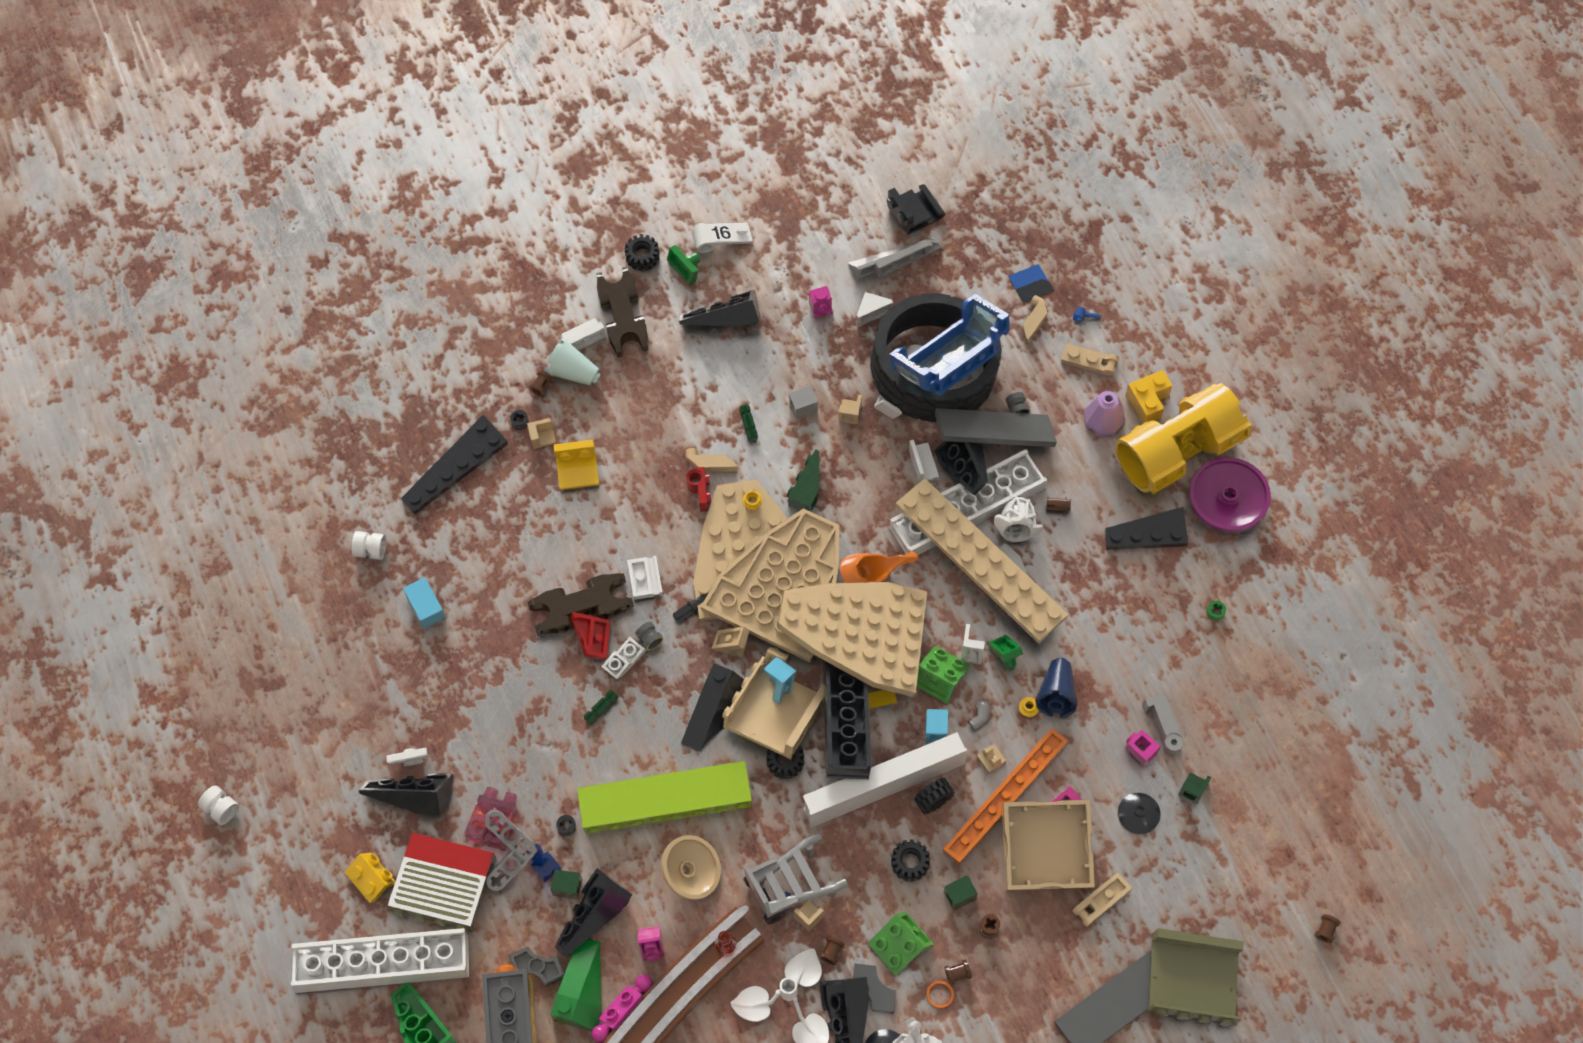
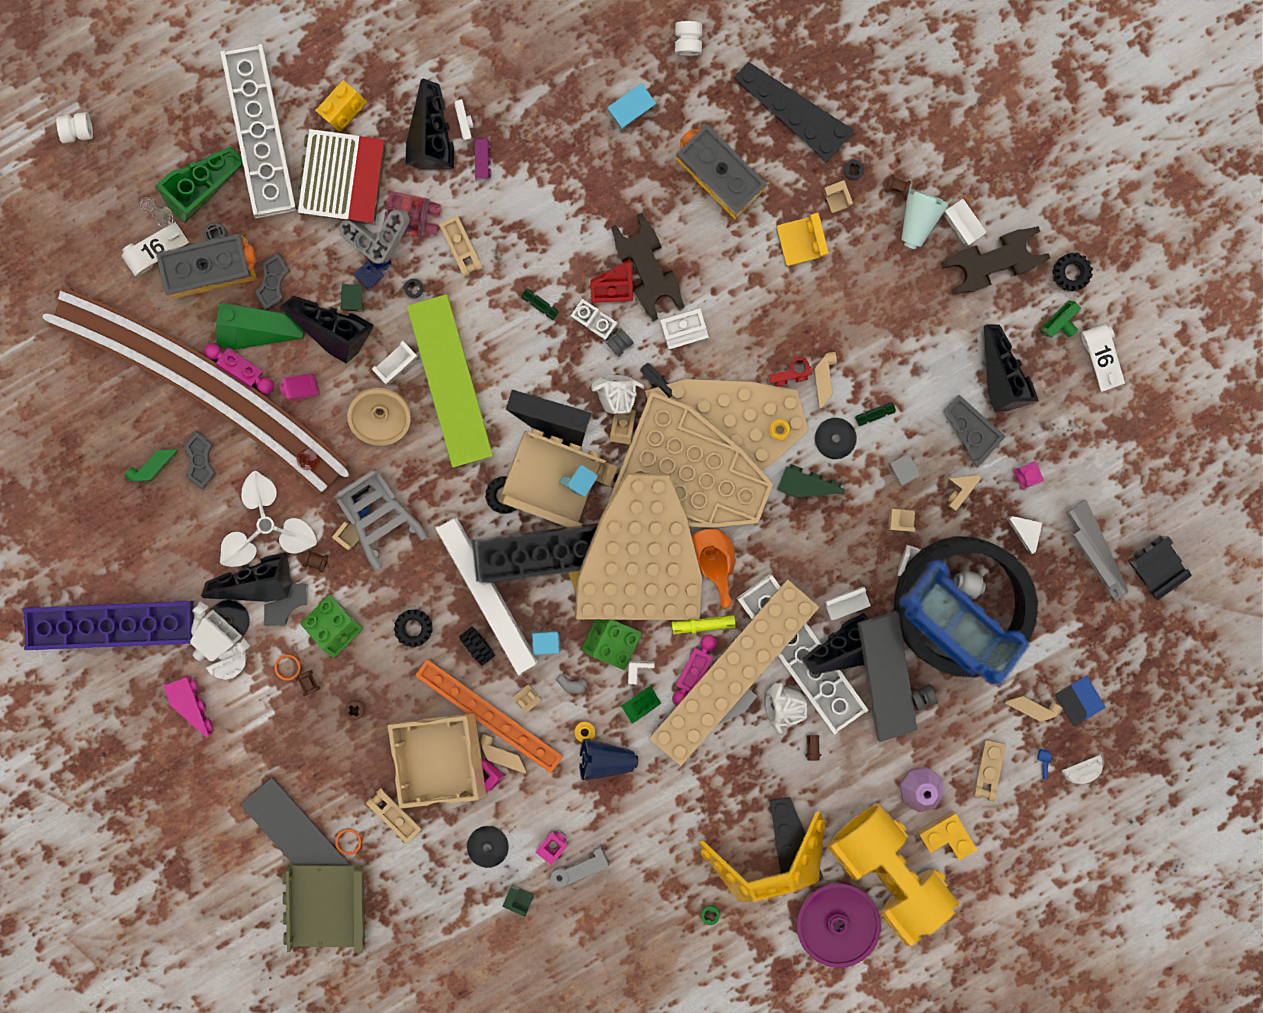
camera: 80 degrees right, 25 degrees up
(449, 746) = (482, 159): none -> magenta piece
(479, 1020) = (211, 230): none -> dark grey wheel
(500, 523) = (719, 170): none -> dark grey piece
(531, 774) = (460, 245): none -> tan plate
(638, 848) = (395, 363): none -> white panel
(699, 639) = (617, 395): none -> white piece
(767, 467) = (824, 439): none -> black dish
(773, 343) = (973, 430): none -> dark grey wing
(828, 355) = (965, 485): none -> tan slope
(932, 593) = (706, 624): none -> neon yellow pin
(960, 892) = (384, 679): dark green panel -> none
(975, 600) = (695, 668): none -> dark pink plate
(1048, 785) = (501, 756): none -> tan piece
(1095, 282) = (1084, 771): none -> white plate
(1130, 940) = (337, 845): none -> orange piece
(1188, 572) = (803, 872): none -> yellow piece

